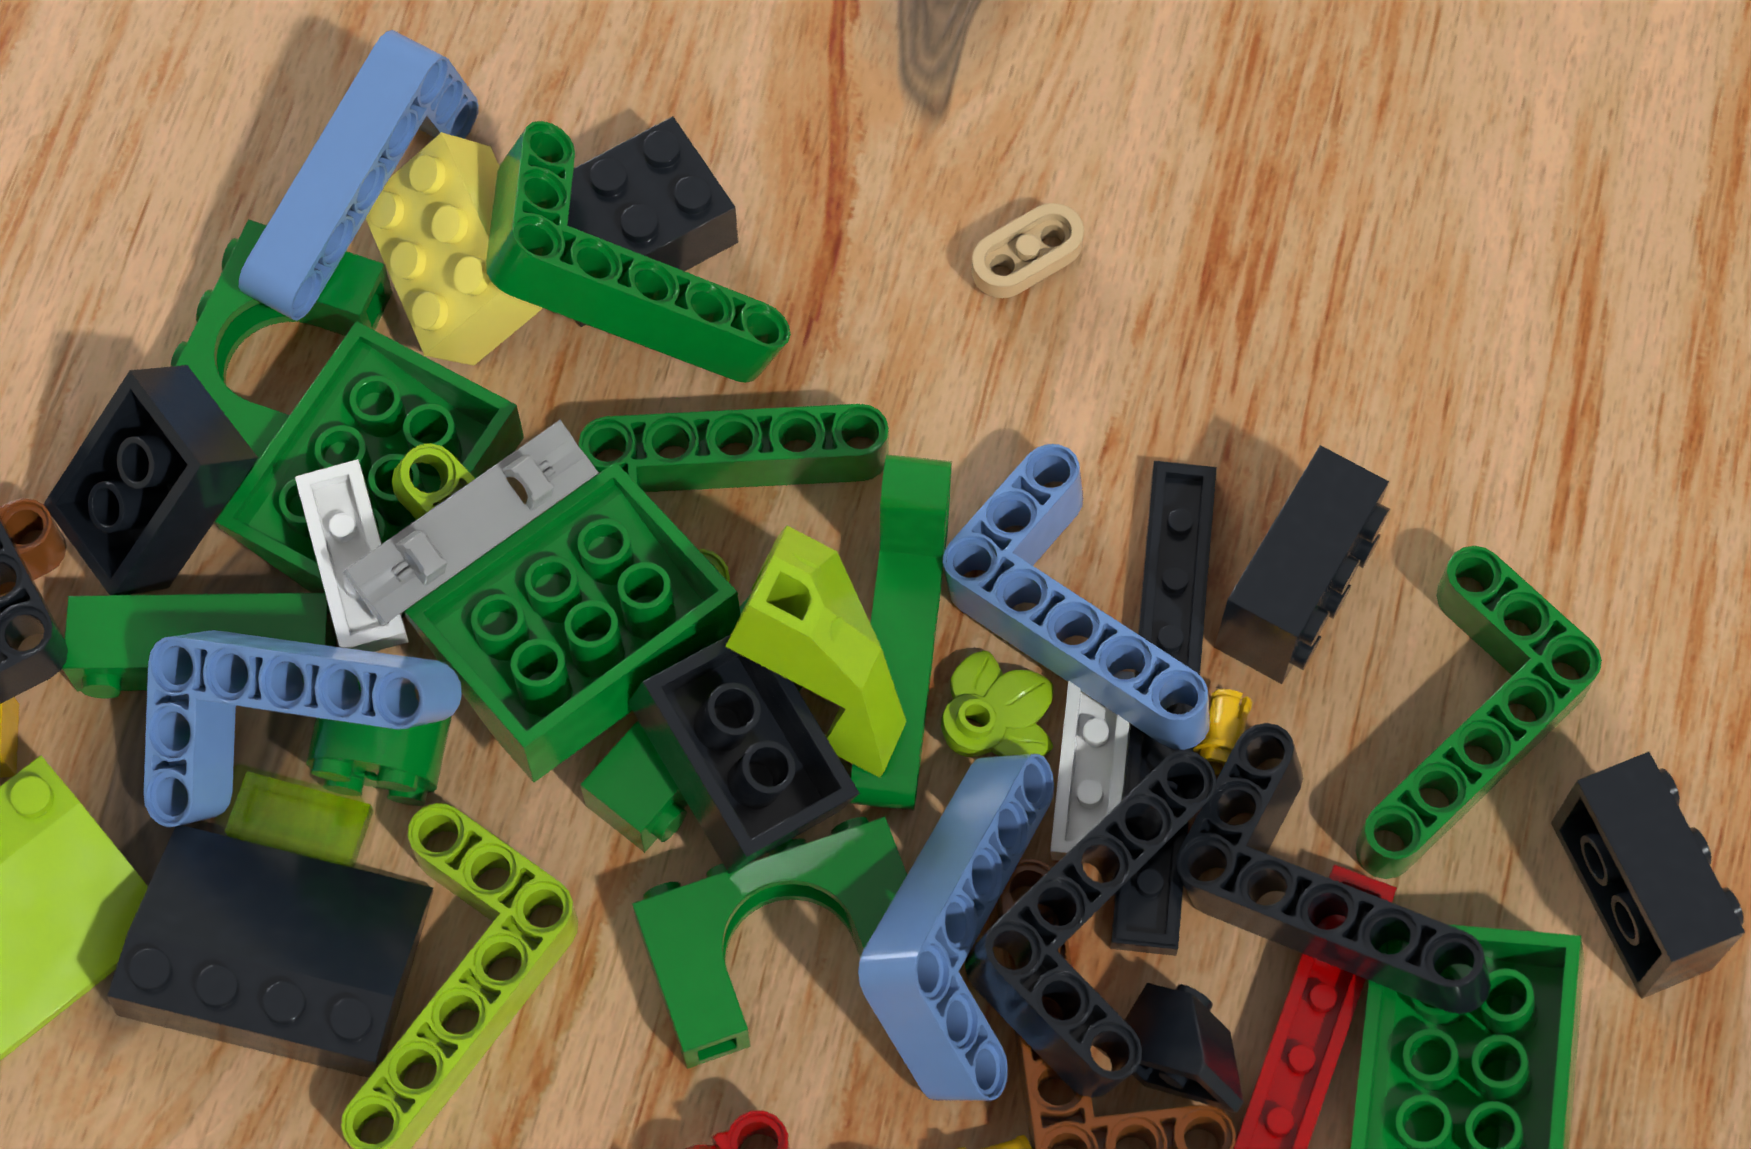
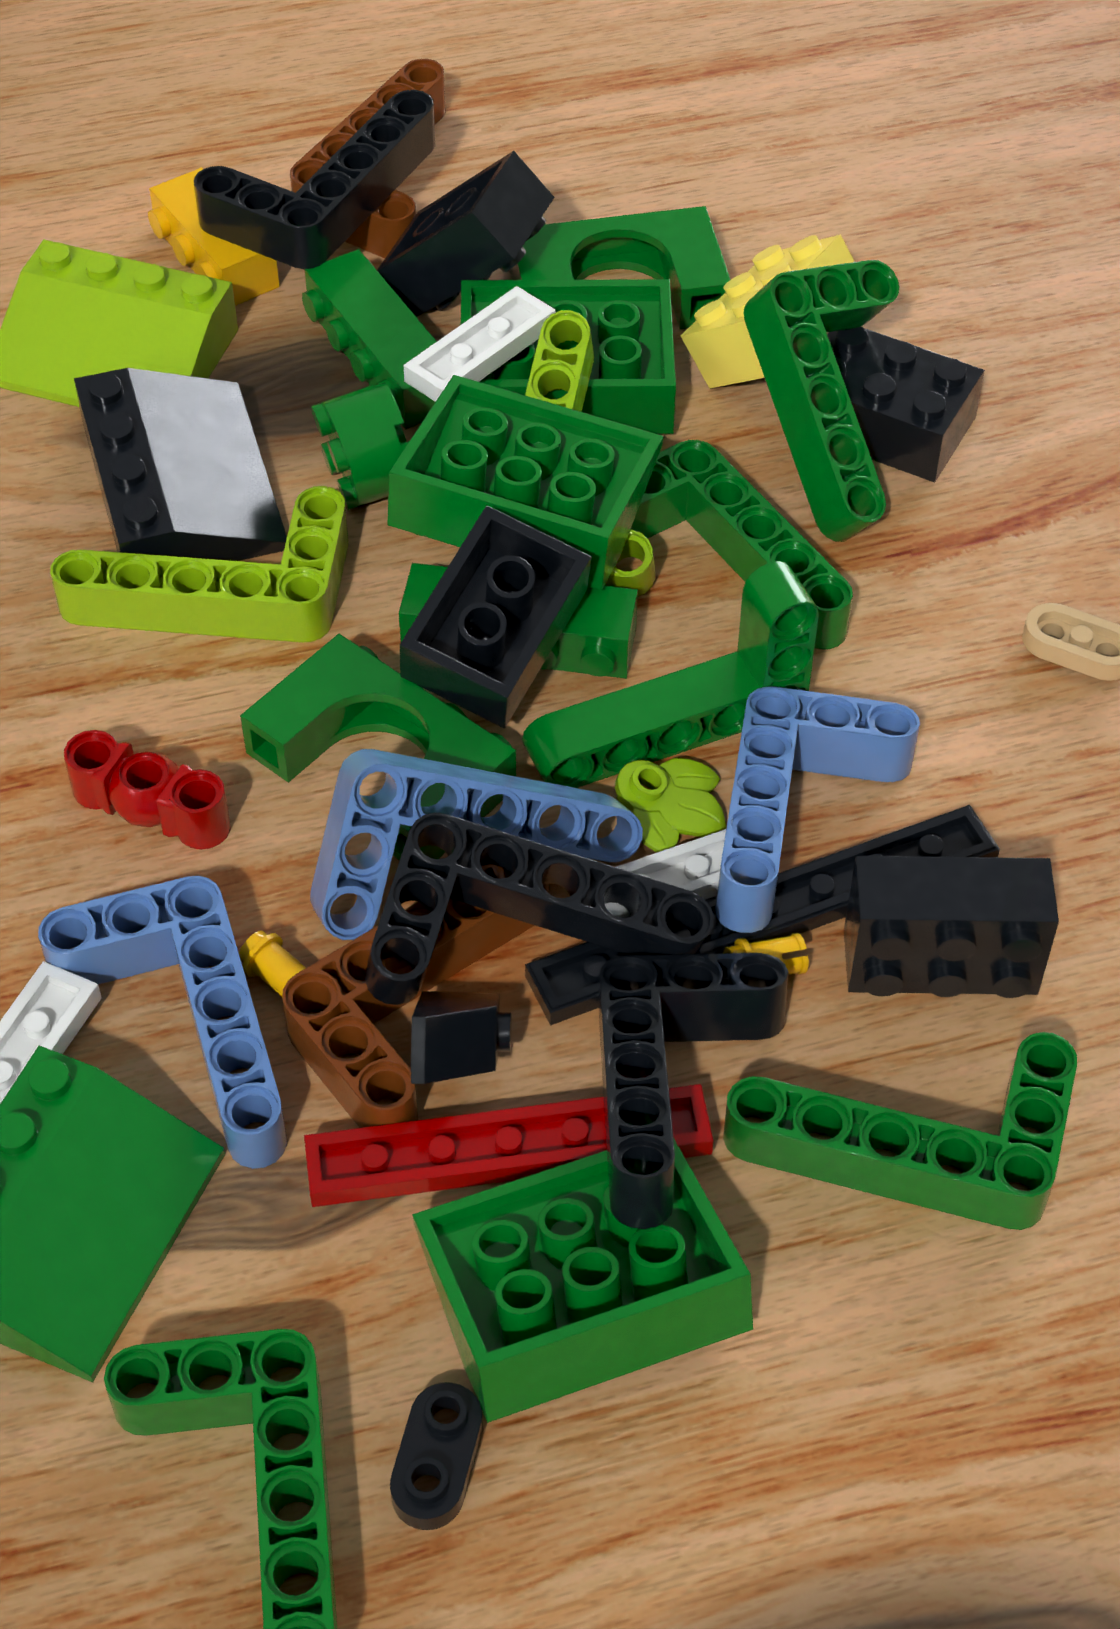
camera: 60 degrees right, 15 degrees down
(206, 674) = (327, 328): medium blue beam -> none
(299, 819) = (289, 451): clear neon green tile -> none
(390, 99) = (780, 210): medium blue beam -> none
(469, 523) = (549, 373): light grey hinge -> none
(816, 633) = (619, 607): lime brick -> none
(1648, 874) = (860, 1324): black brick -> none

